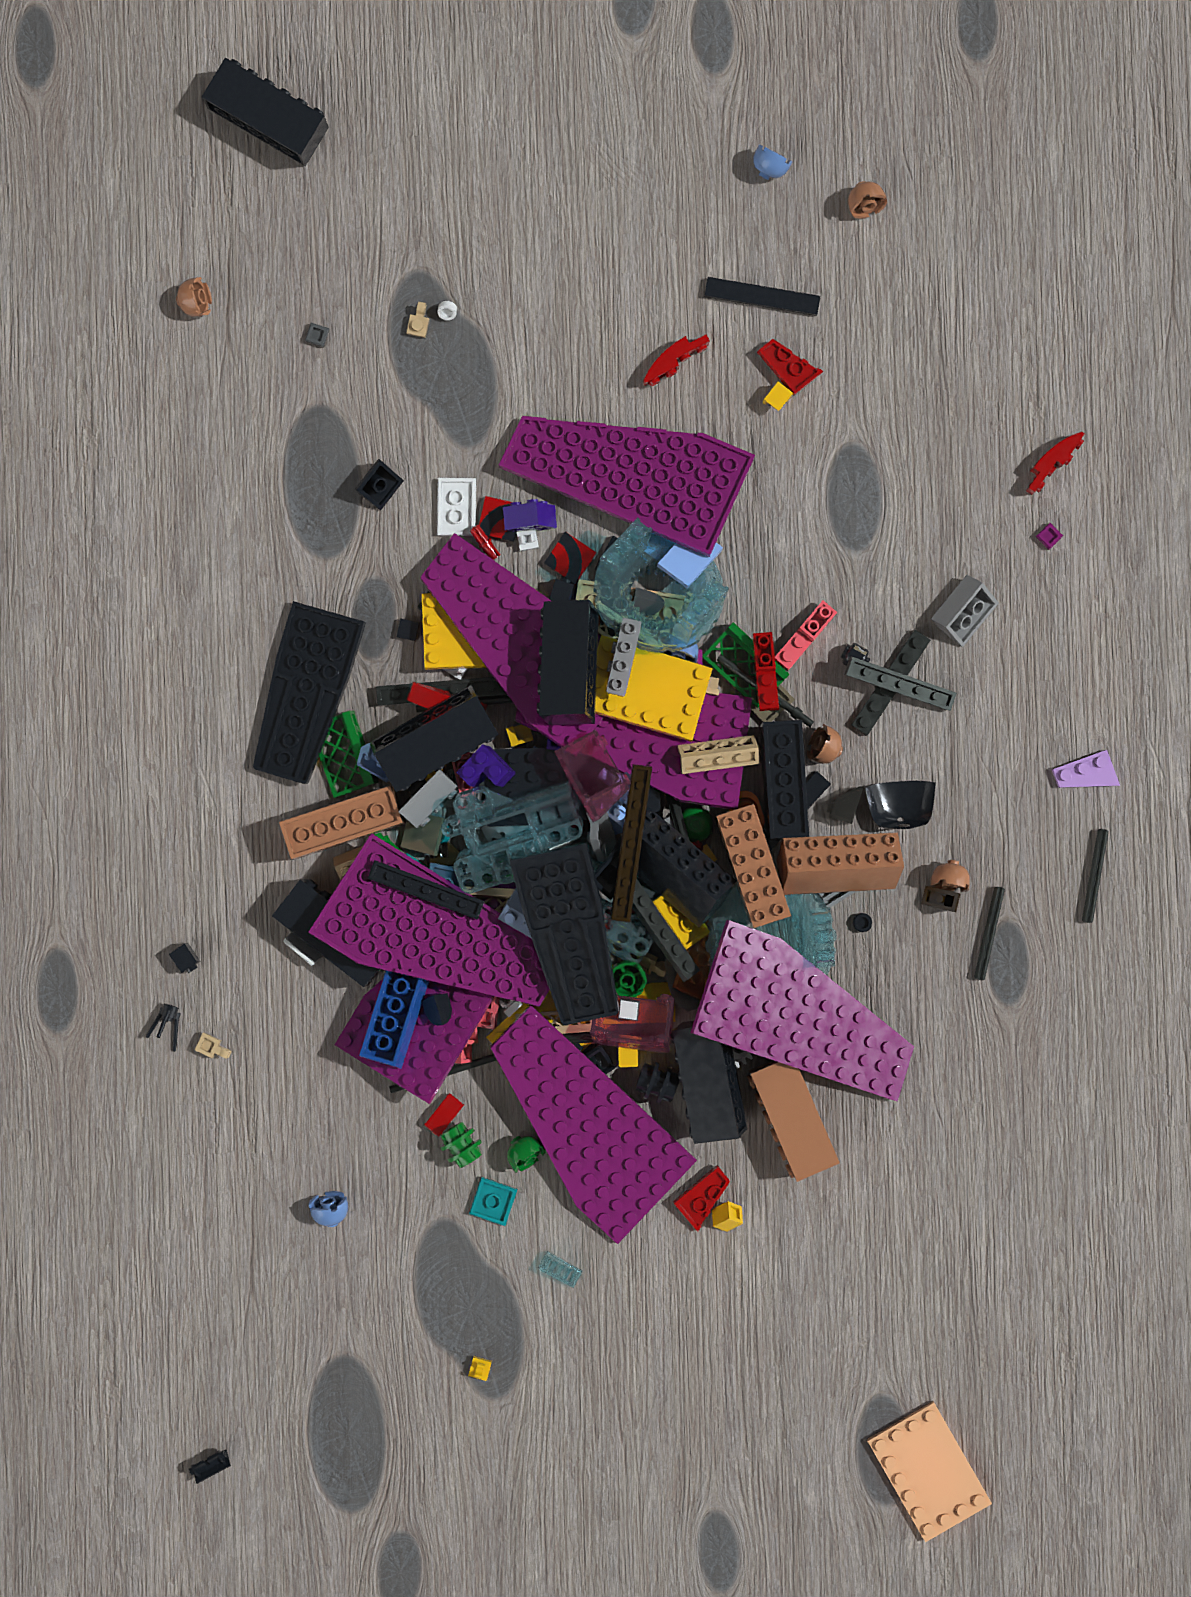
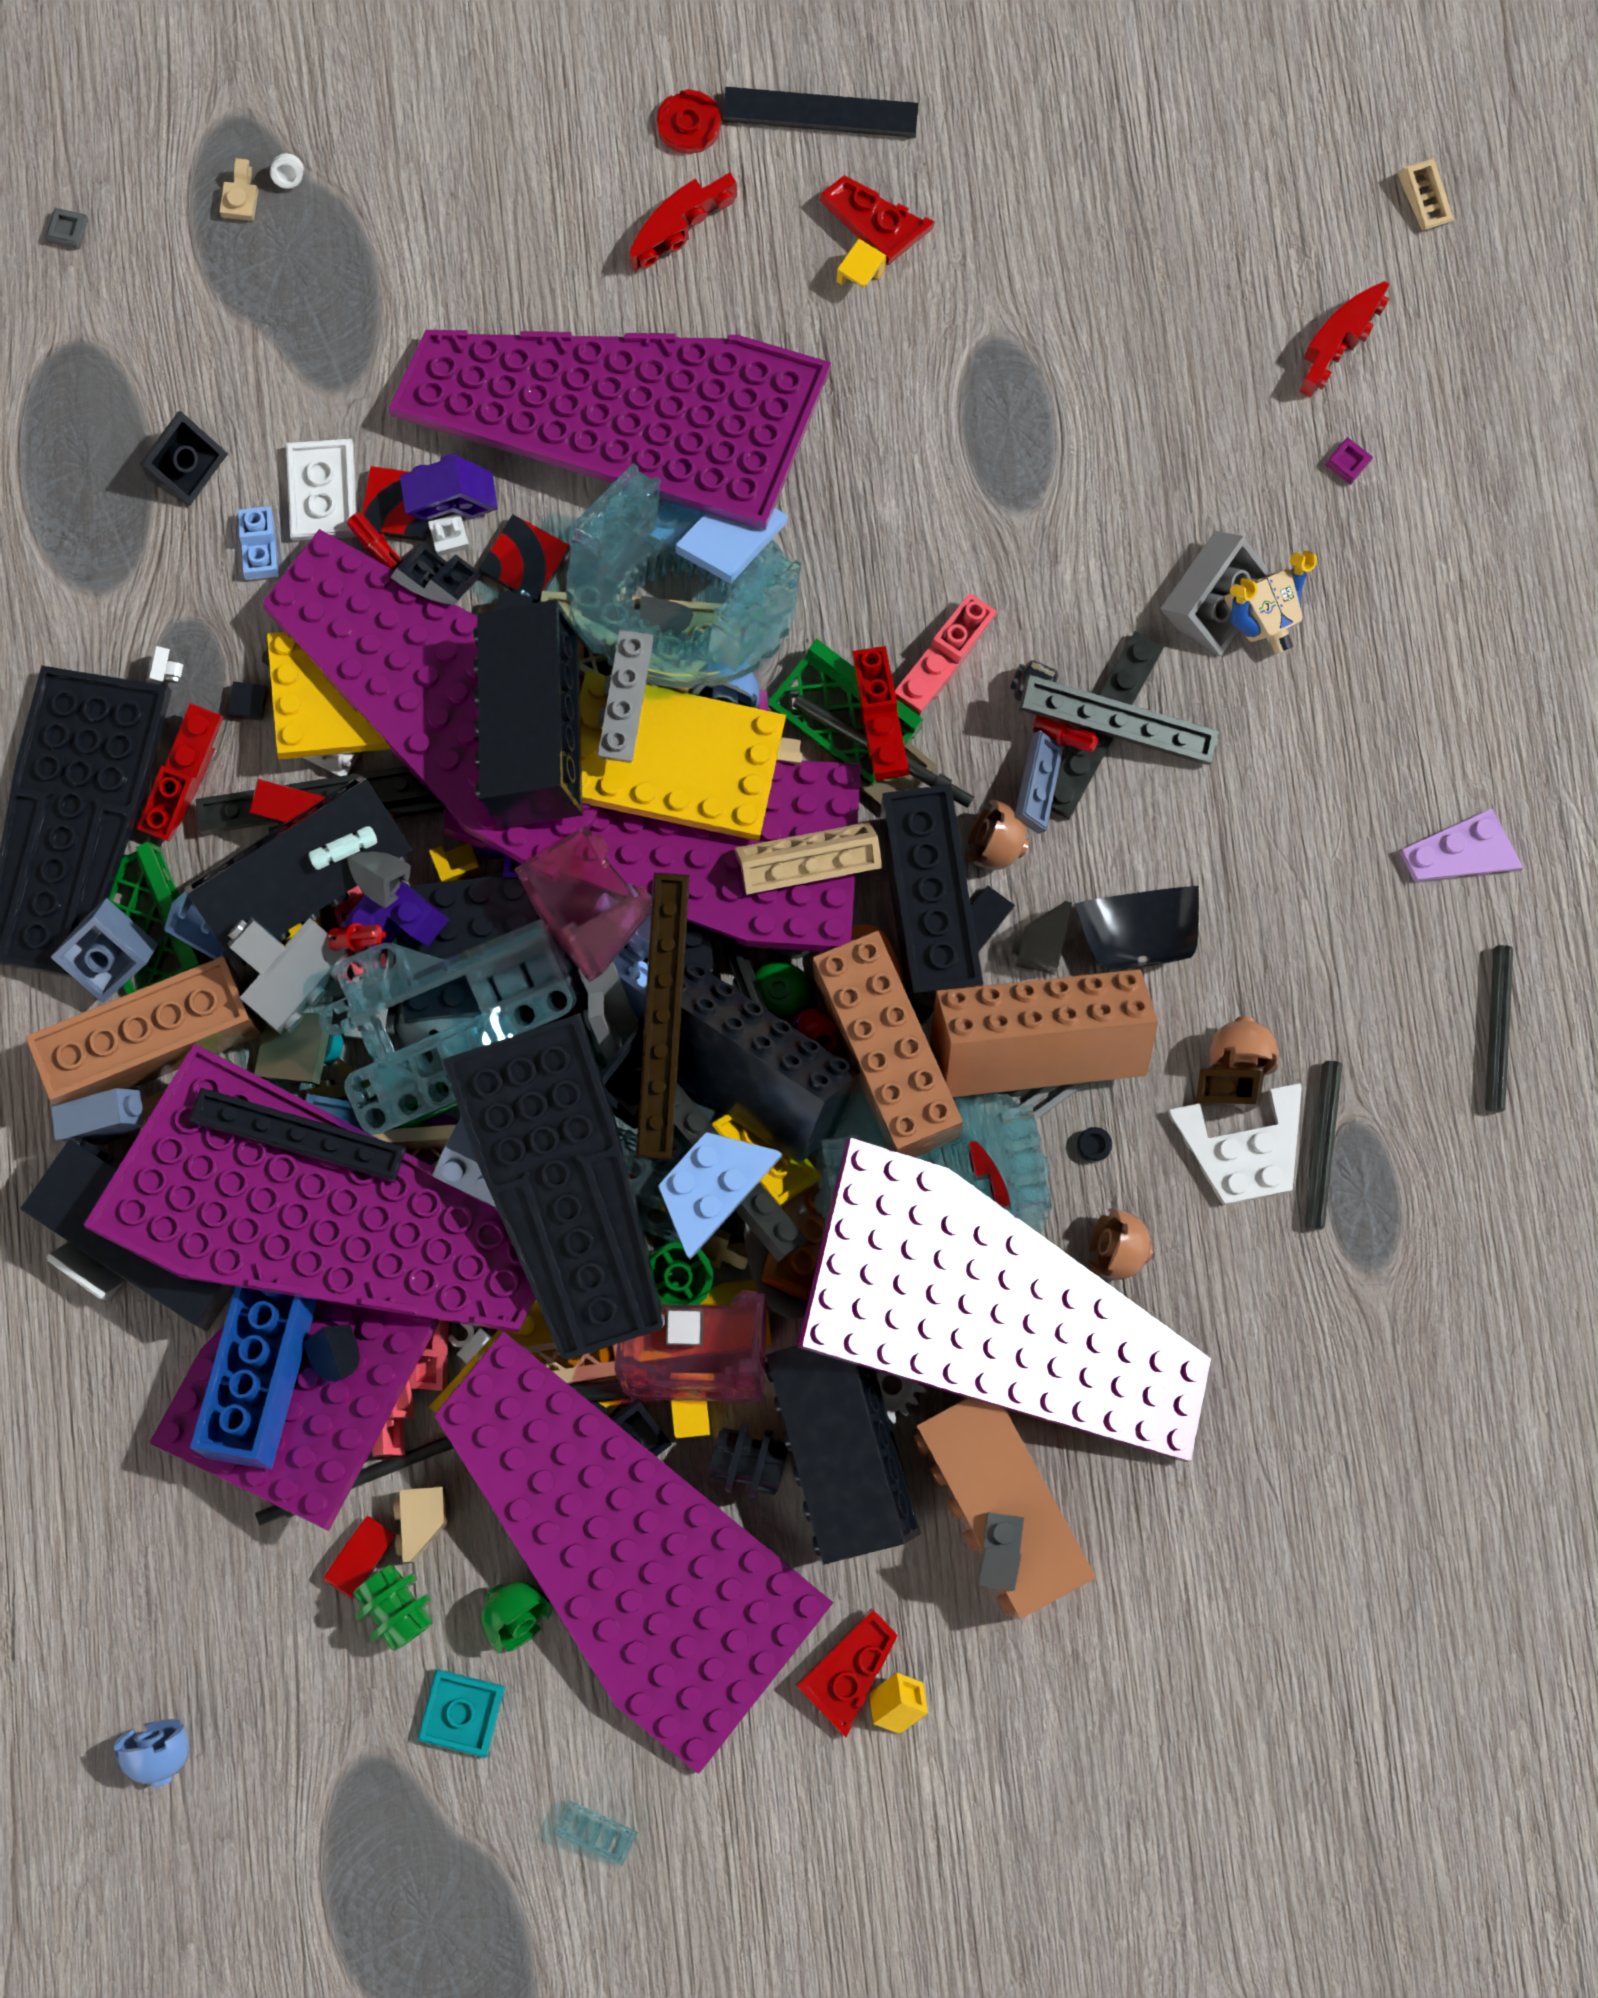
camera: 10 degrees left, 10 degrees down
(315, 867) = (98, 1116): none -> sand blue slope
(323, 772) = (105, 950): none -> sand blue slope
(359, 607) = (162, 669): none -> white tile
(368, 670) = (182, 774): none -> red slope
(409, 784) = (255, 944): none -> light grey brick
(418, 536) = (258, 543): none -> light blue slope
(460, 733) = (342, 847): none -> light aqua axle
(464, 782) = (355, 937): none -> red axle
(479, 749) = (378, 875): none -> dark grey brick
(479, 1097) = (422, 1519): none -> tan slope
(518, 567) = (434, 577): none -> black slope
(650, 939) = (712, 1185): none -> light blue wing
(684, 296) = (689, 121): none -> red tile
(713, 849) = (818, 1027): none -> red head
(790, 1145) = (1001, 1551): none -> dark grey slope
(799, 935) = (984, 1168): none -> red slope
(851, 715) = (1039, 782): none -> sand blue tile
(870, 689) = (1066, 734): none -> red axle
(871, 981) = (1120, 1245): none -> nougat cylinder
(946, 939) = (1250, 1161): none -> white wing
(994, 621) = (1271, 603): none -> torso
(1107, 378) = (1433, 180): none -> tan slope

